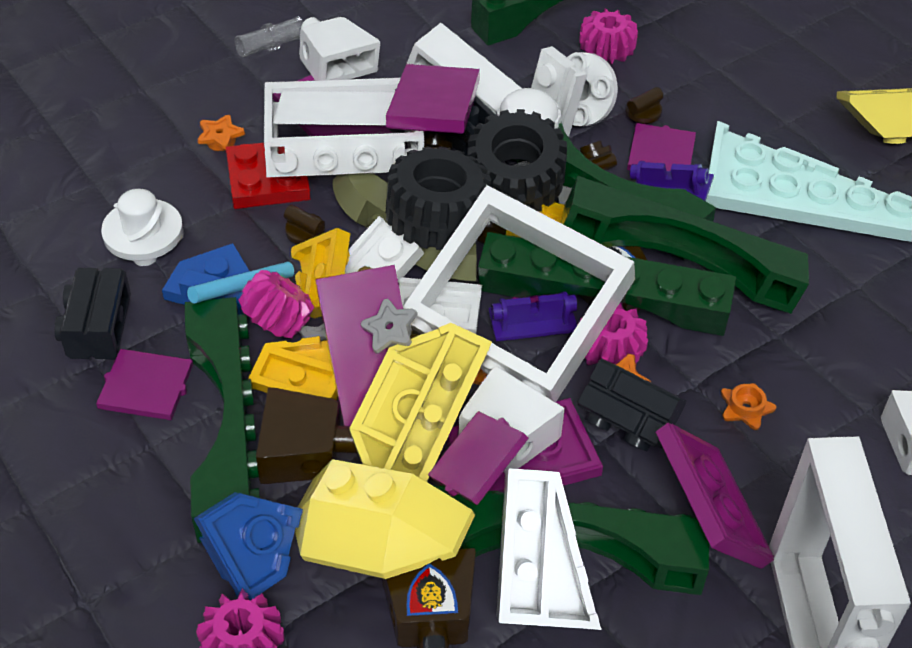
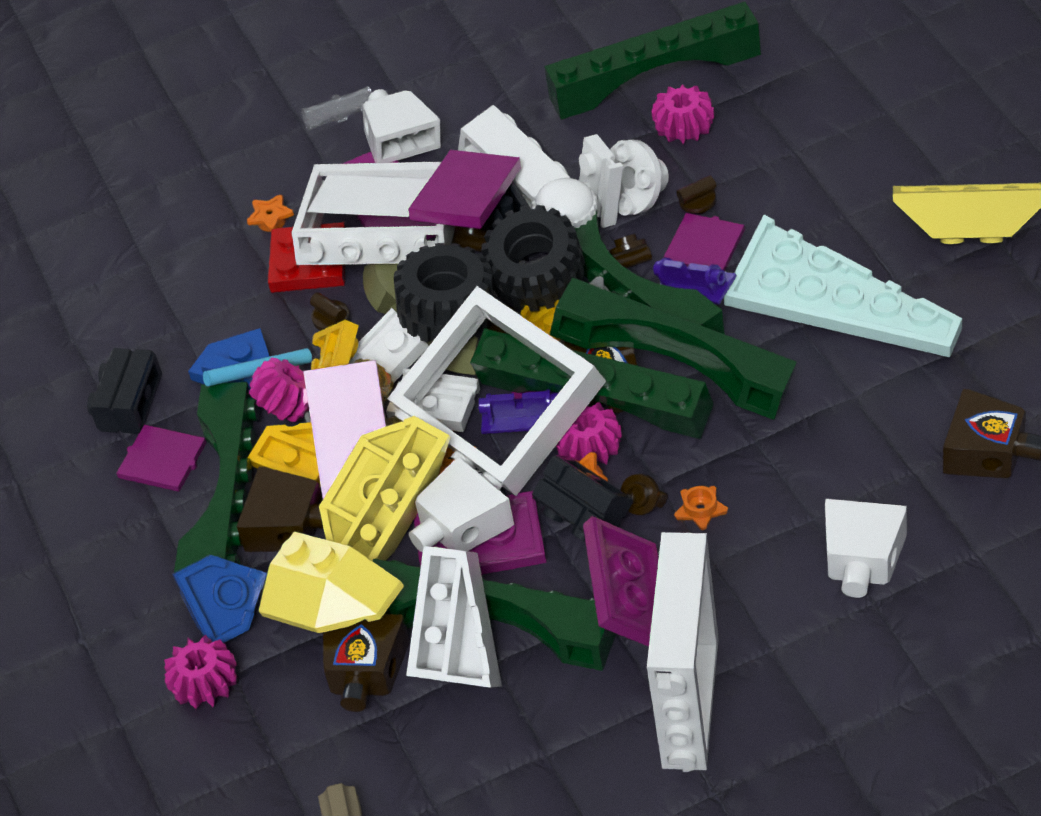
camera: 20 degrees right, 0 degrees up
(141, 227) = (180, 309): white plate -> none
(400, 331) = (371, 423): light grey plate -> none
(478, 457) = (421, 529): magenta piece -> none
(692, 390) = (644, 493): none -> dark brown plate

